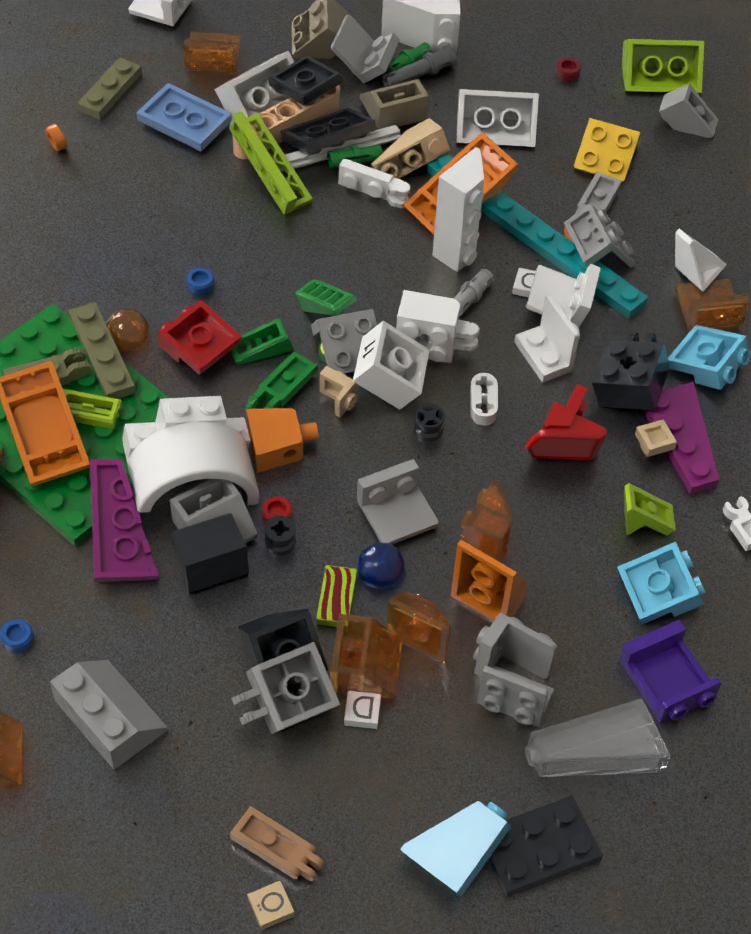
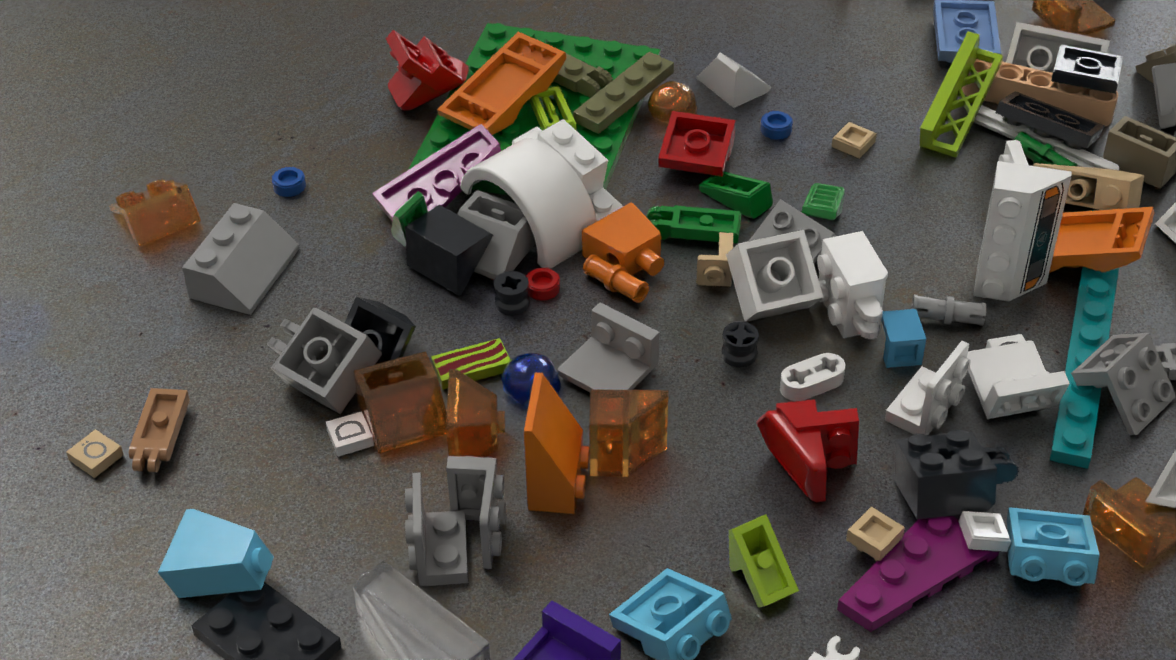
camera: 65 degrees right, 10 degrees down
(132, 282) = (732, 81): none -> white slope
(166, 561) = (407, 213): none -> green slope
(252, 246) = (854, 140): none -> tan tile
(308, 462) = (616, 278): none -> orange pin
(490, 326) = (904, 338): none -> dark azure panel
(682, 382) = (984, 531): none -> white tile

